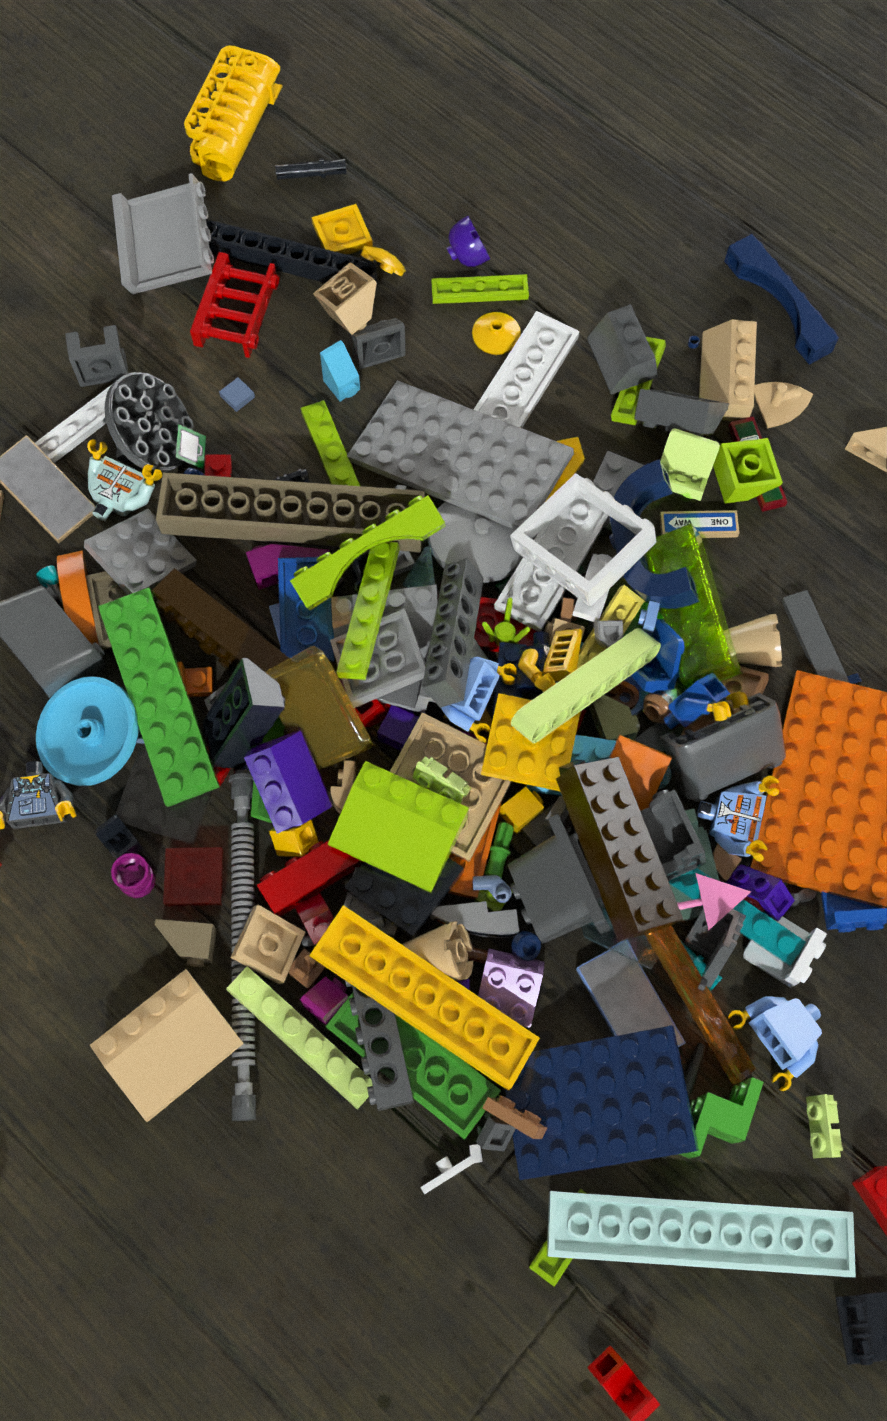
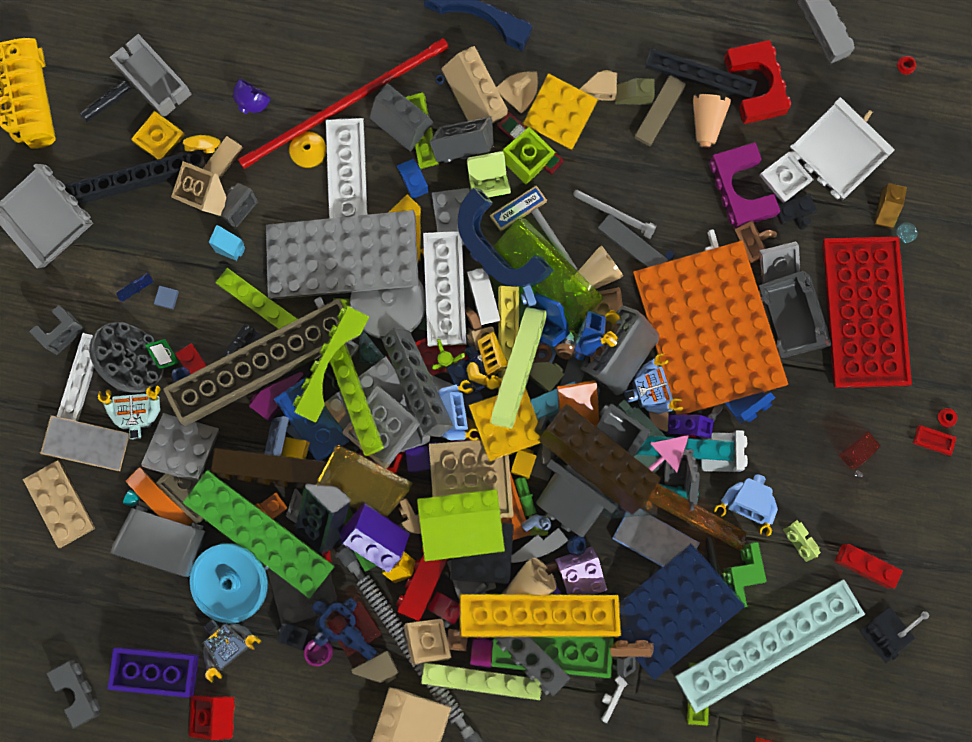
camera: 35 degrees left, 10 degrees up
(180, 875) = (348, 635): none -> dark blue piece
(211, 364) = (134, 287): none -> clear blue axle
(217, 290) = (108, 248): red fence -> none
(255, 603) = (276, 436): none -> sand blue plate
(265, 625) = (295, 448): none -> yellow slope
(376, 168) = (150, 76): none -> light grey piece
(398, 290) = (223, 157): none -> tan tile
(430, 775) = (459, 481): yellowish green hinge -> none
(432, 306) = (254, 156): none -> red piece
(479, 289) = (277, 123): lime tile -> none
(585, 590) = (453, 301): white window -> none
(595, 426) = (413, 178): none -> blue slope
(608, 632) = (510, 323): light grey tile -> none
(720, 578) = (552, 237): none -> light grey bar
(816, 446) = (560, 111): none -> yellow plate
(843, 633) = (647, 228): none -> light grey piece

